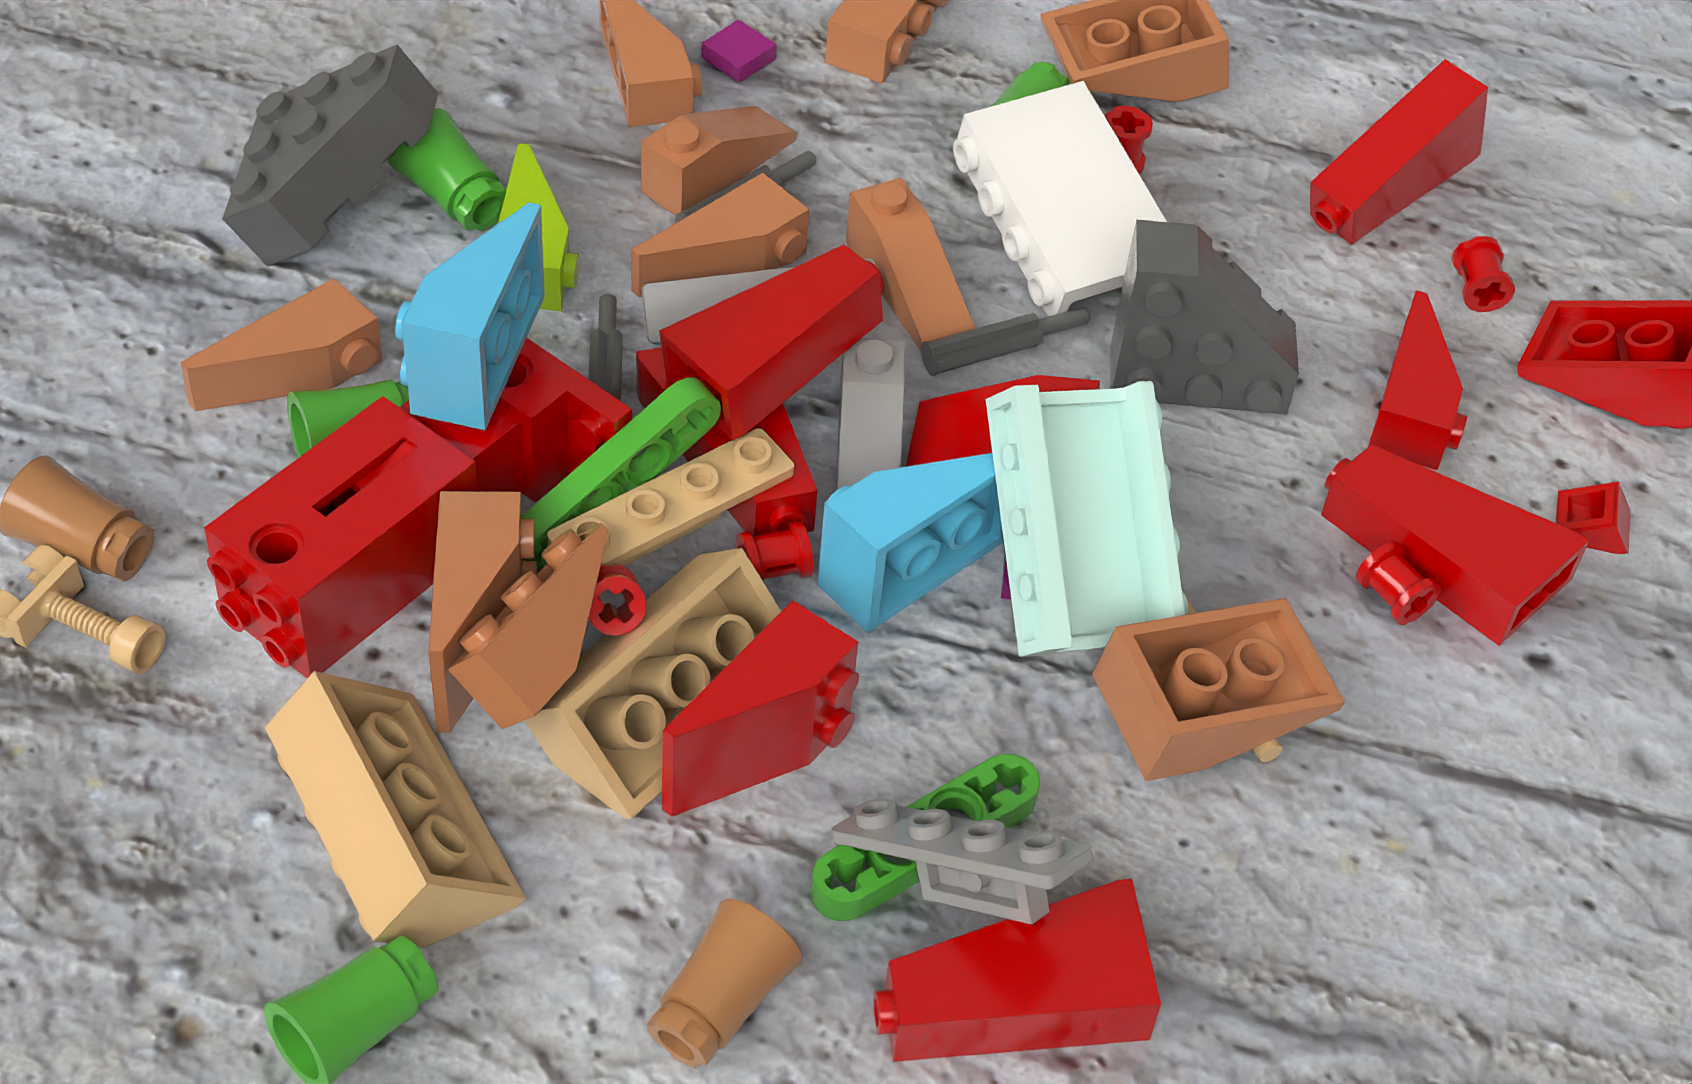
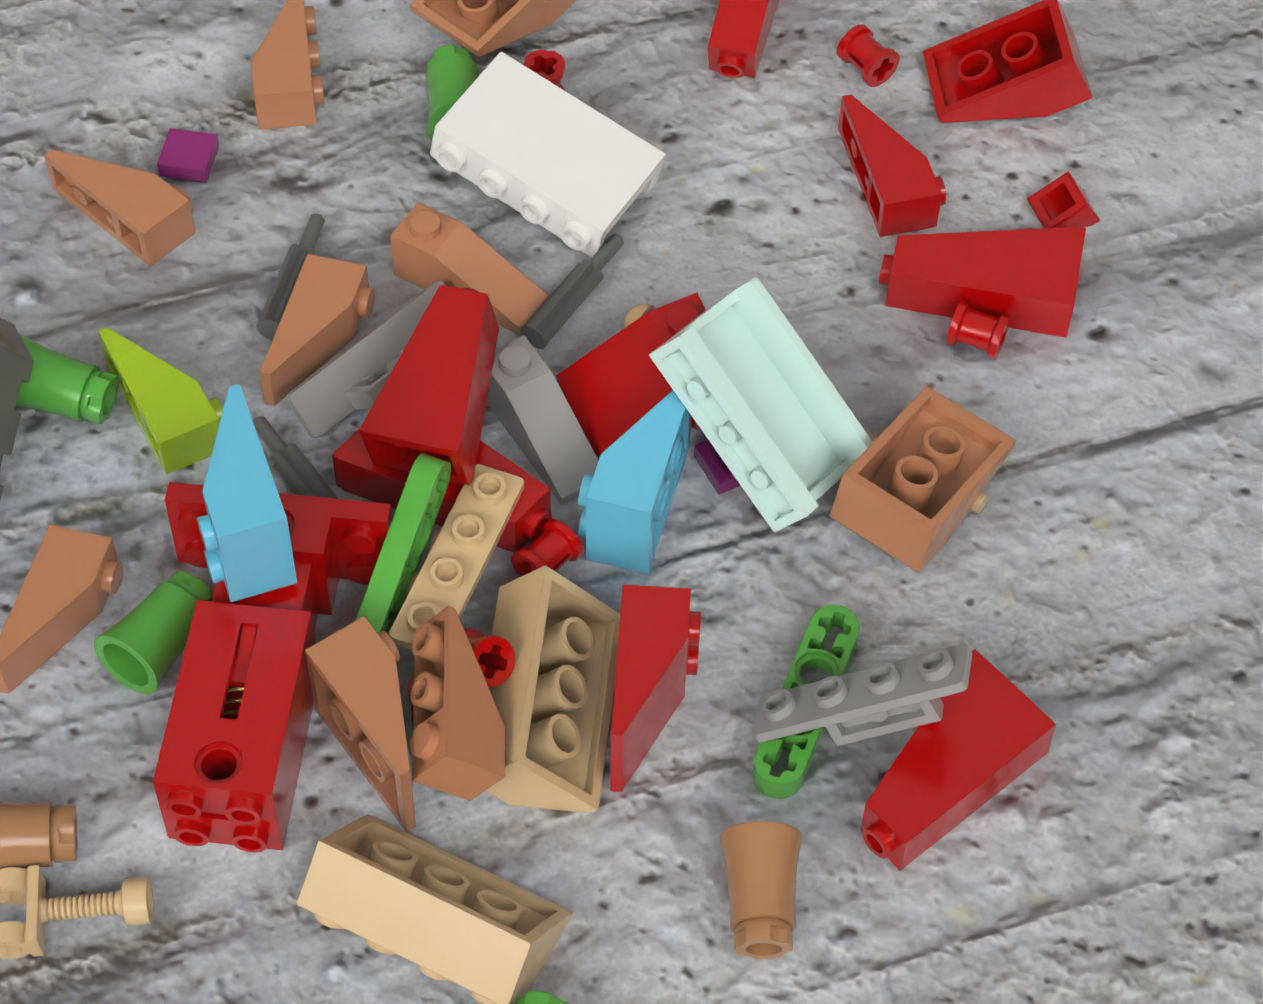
camera: 30 degrees left, 5 degrees up
(707, 153) = (241, 259): nougat slope -> none
(1199, 327) = (718, 213): dark grey brick -> none

